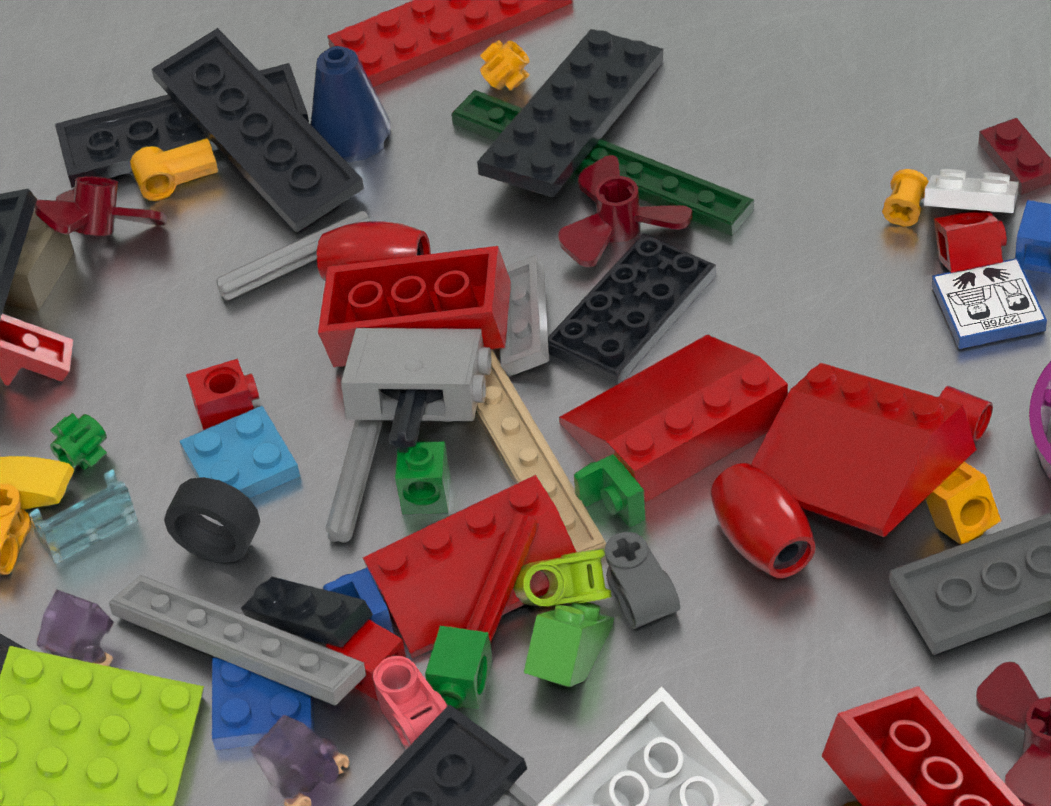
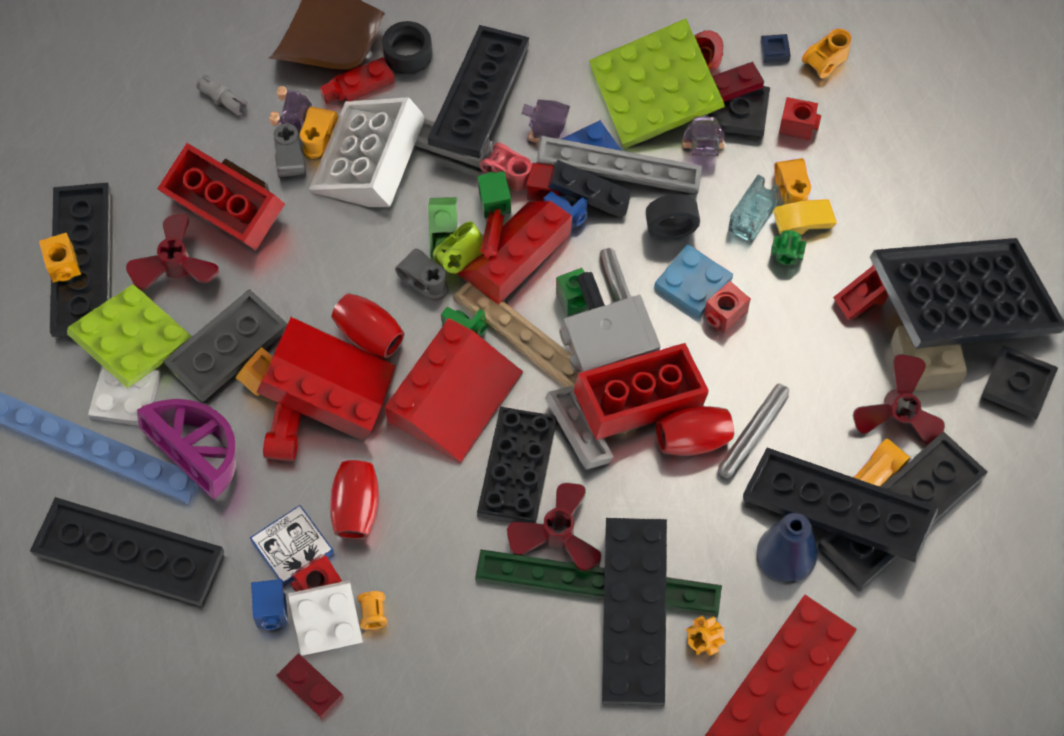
camera: 150 degrees right, 15 degrees up
(879, 307) = (354, 499): none -> red piece

